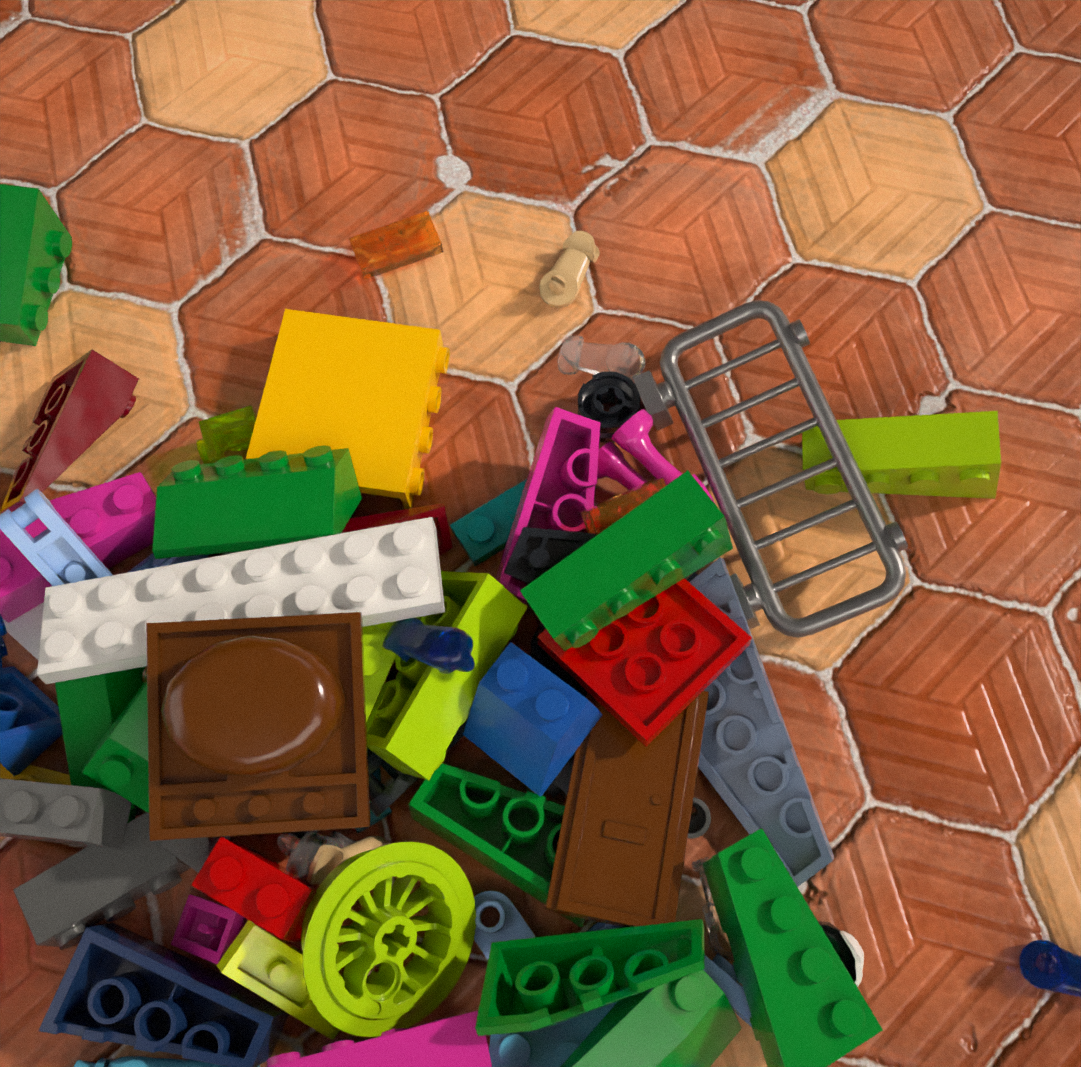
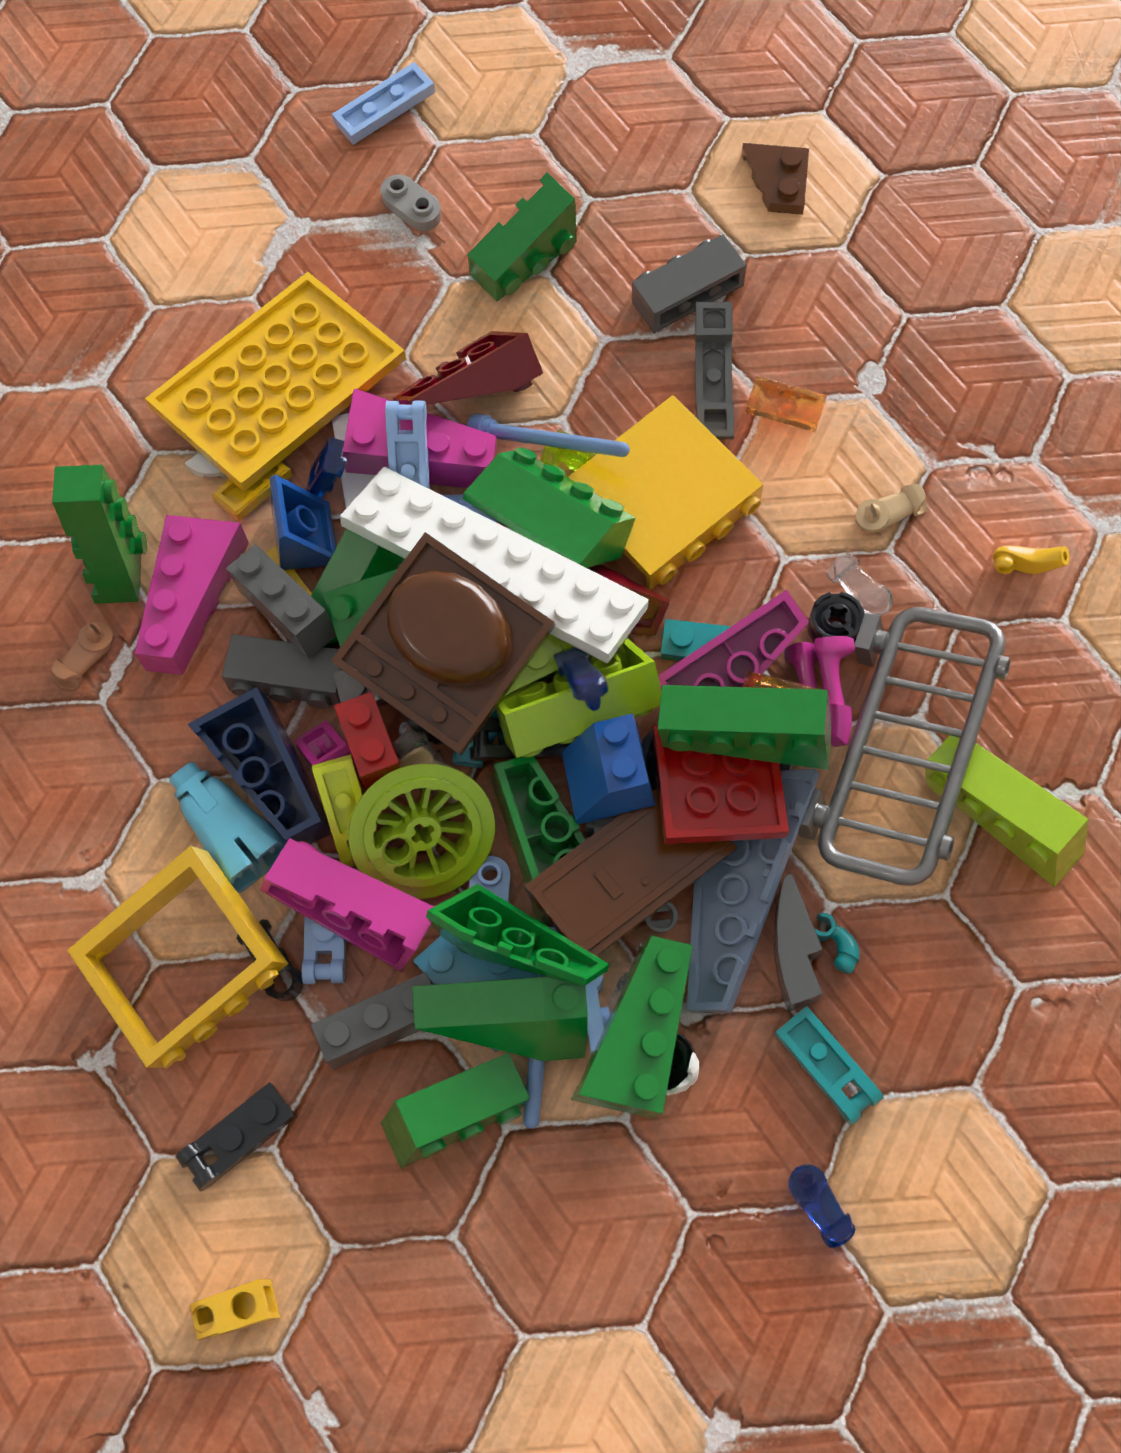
camera: 40 degrees right, 0 degrees up
(196, 436) = (547, 438): none -> medium blue piece
(212, 200) = (694, 277): none -> dark grey brick
(219, 51) = (779, 175): none -> reddish brown wing
(300, 258) = (714, 368): none -> dark grey slope
(541, 550) = (700, 671): black piece -> none
(726, 227) = (1029, 559): none -> yellow arm
(834, 744) = (794, 948): none -> dark grey slope
(874, 699) = (847, 947): none -> teal arm
(959, 830) = (828, 1064): none -> teal plate

